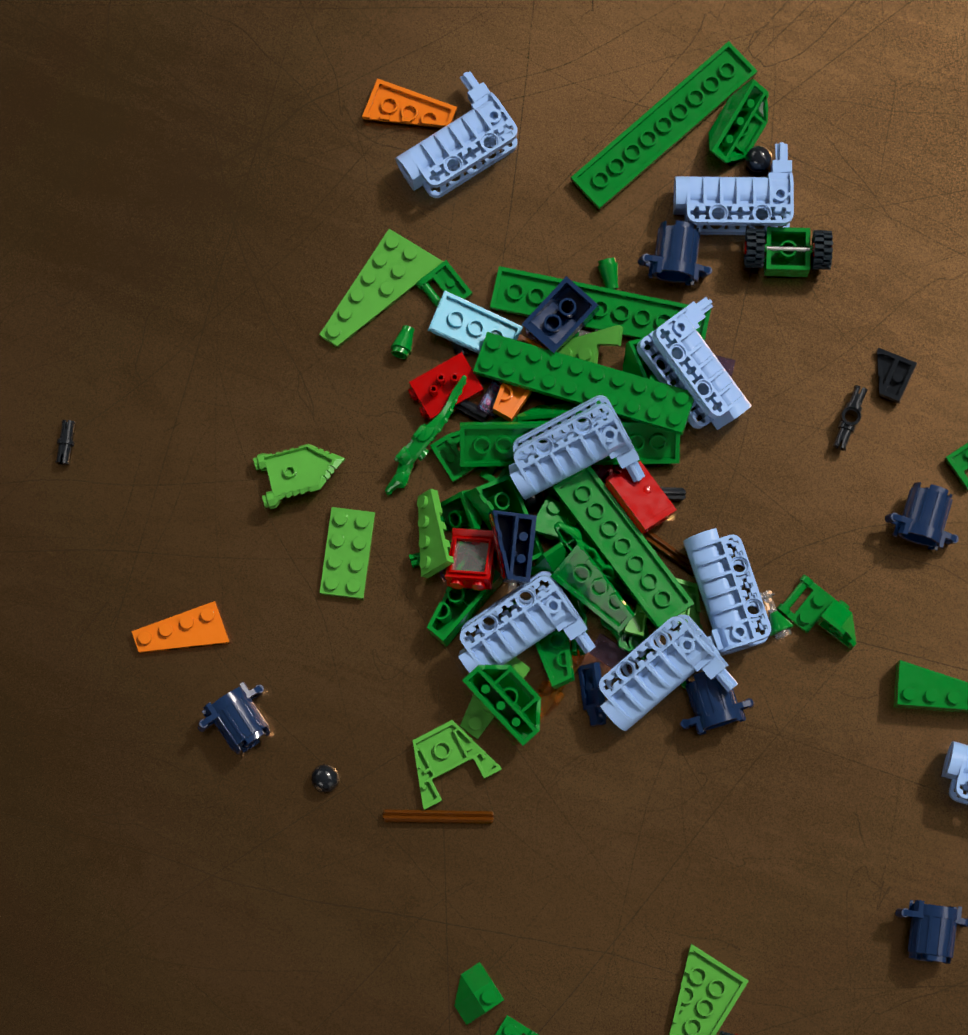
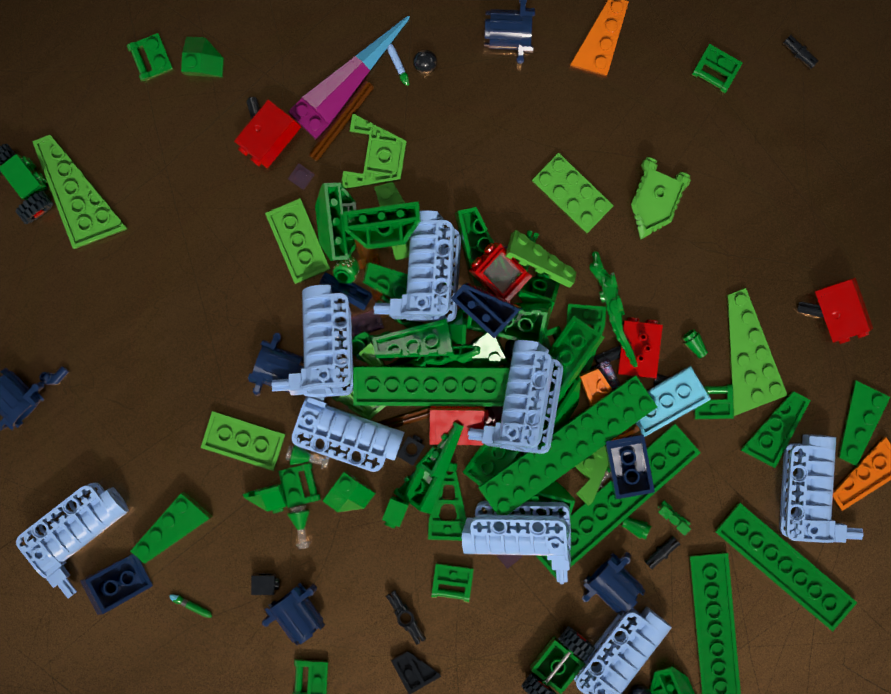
camera: 125 degrees right, 10 degrees up
(128, 506) = (719, 62): none -> green plate
(276, 234) = (842, 309): none -> red piece
(353, 789) = (398, 64): none -> light blue piece
(363, 148) = (863, 416): none -> green wing
(430, 844) = (324, 102): none -> magenta plate
(431, 214) = (775, 433): none -> green wing
(502, 874) = (266, 132): none -> red piece
(518, 815) = (301, 176): none -> clear purple plate
(529, 762) = (329, 210): none -> green wedge
(544, 120) = (786, 566): none -> green plate
(574, 706) = (346, 270): none -> green head
(575, 245) = (681, 522): none -> green piece
(581, 772) = (297, 241): none -> bright green plate
(614, 235) = (662, 552): none -> black pin
(700, 517) = (411, 458): none -> black brick
(711, 489) = (425, 482): none -> green wedge
(740, 438) = (448, 529): none -> green plate
(761, 495) = (395, 512): none -> green brick
(779, 553) = (348, 494): none -> green slope
(780, 403) = (452, 576): none -> green plate
(805, 685) = (243, 440): none -> bright green plate
(835, 581) = (299, 516): none -> piece
(883, 907) = (53, 378): none -> dark blue arm
(920, 567) = (264, 584): none -> black brick

